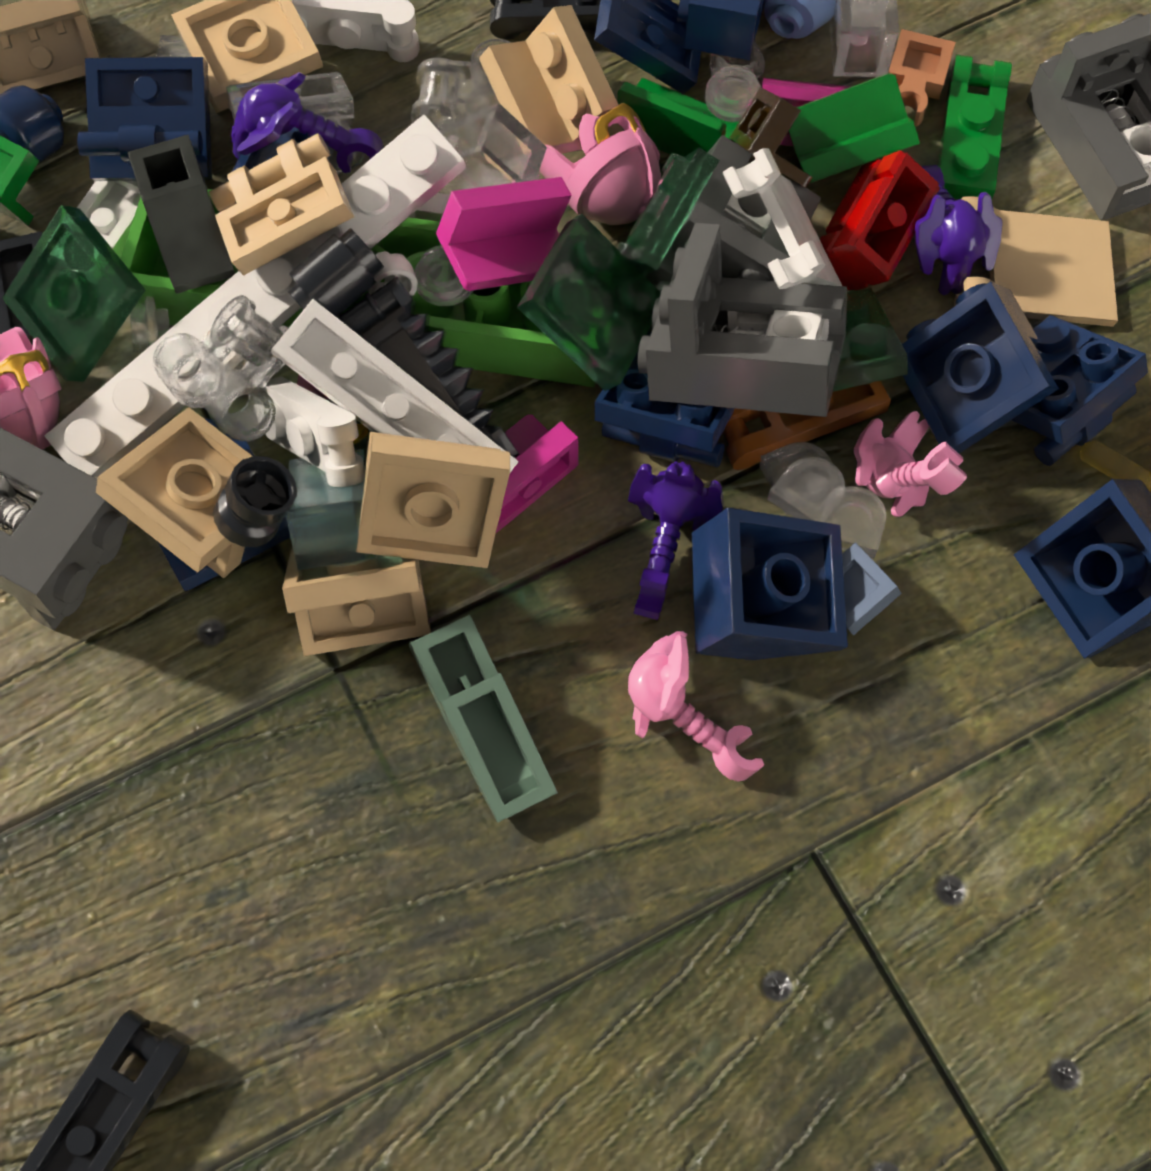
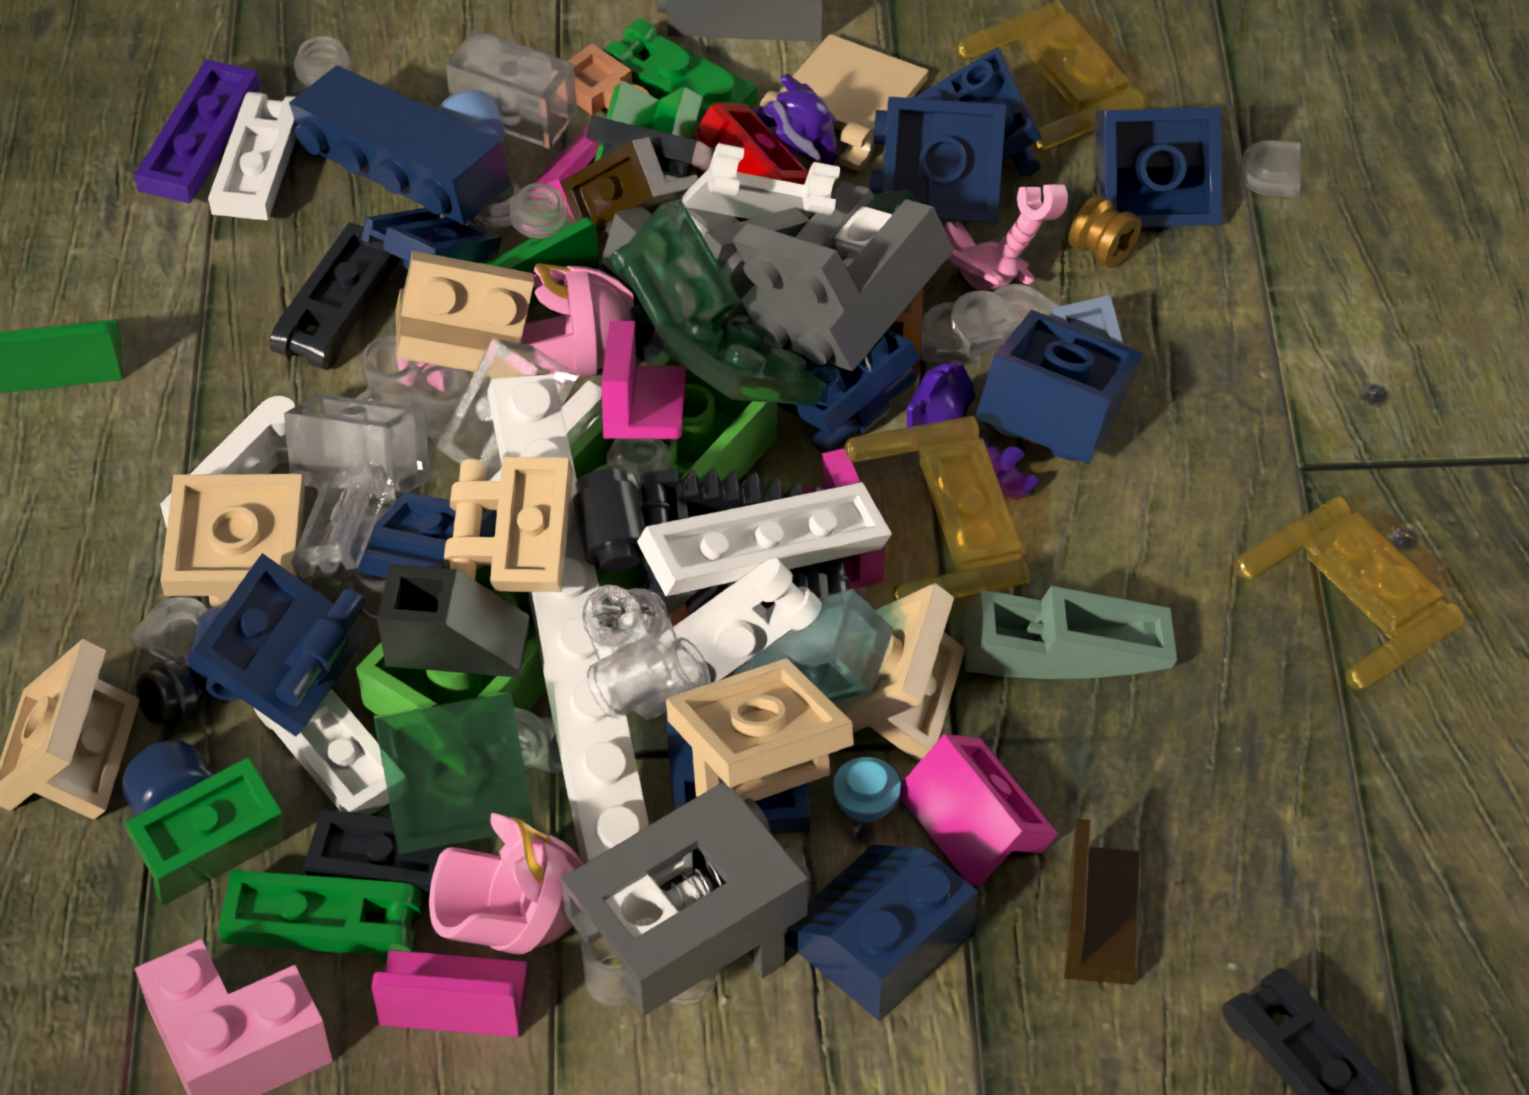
camera: 65 degrees left, 15 degrees down
(98, 685) = (885, 924): none -> dark blue slope
(191, 860) = (1102, 911): none -> dark brown panel
(243, 616) = (866, 789): none -> medium azure plate
(254, 501) = (820, 658): black wheel -> none
(262, 715) = (973, 807): none -> dark pink panel
(276, 109) = (398, 505): dark purple piece -> none
(390, 77) = (350, 433): none -> clear brick
(431, 499) = (883, 532): tan bracket -> none
(584, 566) = (965, 500): none -> clear yellow plate
(659, 695) = (1123, 486): bright pink piece -> none
(700, 971) = (1371, 576): none -> clear yellow plate
(820, 128) = (674, 153): none -> black plate
(993, 552) = (1104, 231): none -> pearl gold wheel

